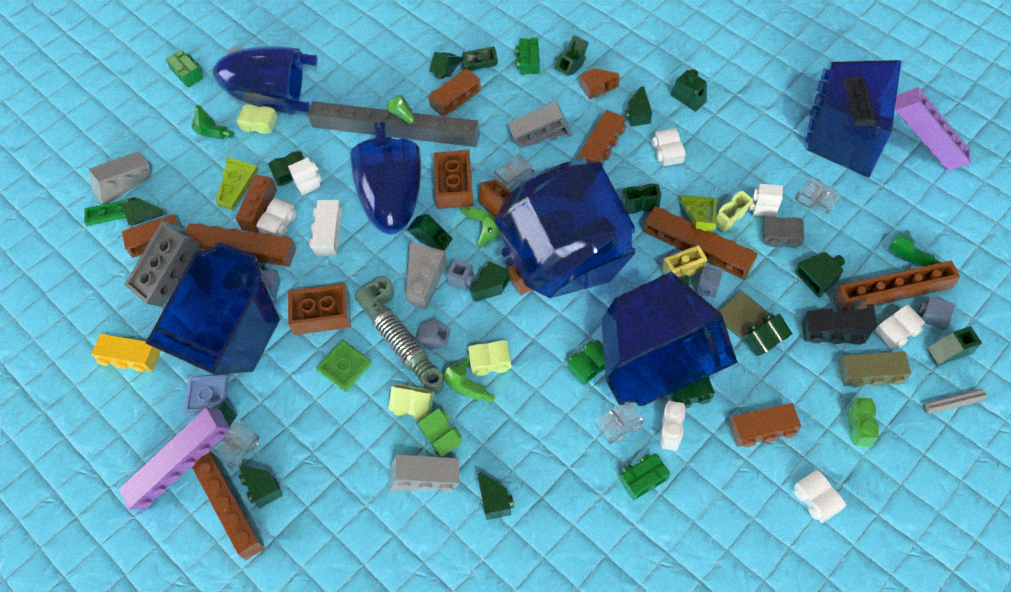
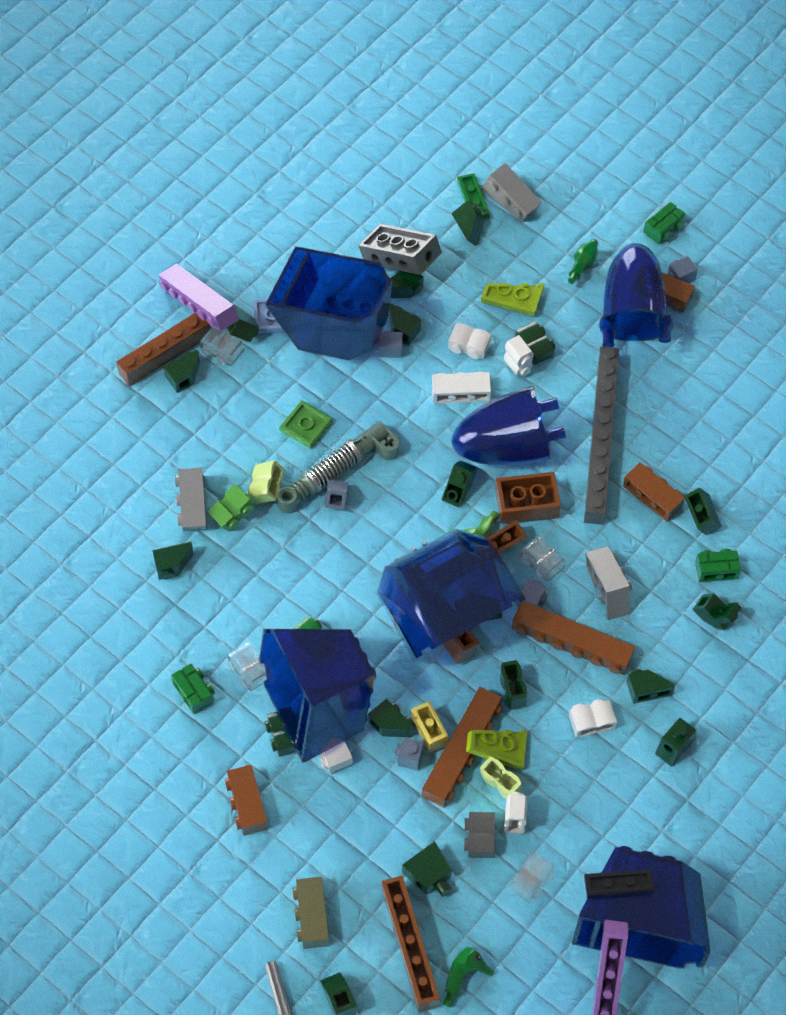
camera: 80 degrees right, 0 degrees up
(125, 353) = (313, 232): yellow brick -> none
(138, 237) = (451, 247): dark orange brick -> none
(255, 202) = (487, 318): dark orange brick -> none
(257, 119) = (595, 305): yellowish green brick -> none
(264, 247) = (436, 313): dark orange brick -> none
(319, 309) = (361, 392): dark orange brick -> none
(399, 107) = (610, 427): bright green animal -> none
(424, 273) = (407, 480): light grey wedge -> none
(444, 64) = (695, 475): dark green slope -> none
(457, 380) = (291, 519): bright green animal -> none
(460, 275) = (406, 513): sand blue brick -> none
(489, 358) = (315, 548): yellowish green brick -> none
(491, 282) = (401, 541): dark green slope -> none
(598, 81) = (682, 639): dark orange slope -> none
(672, 425) = (240, 713): white brick -> none
(742, 313) = (374, 789): olive tile -> none
(767, 334) = (348, 807): dark green brick -> none
(819, 496) = (172, 845): white brick -> none
(840, 326) = (359, 879): black wedge -> none
(864, 425) = (255, 892): bright green brick -> none
(899, 327) = (363, 945): white brick -> none
(936, 312) = (383, 986): sand blue brick -> none

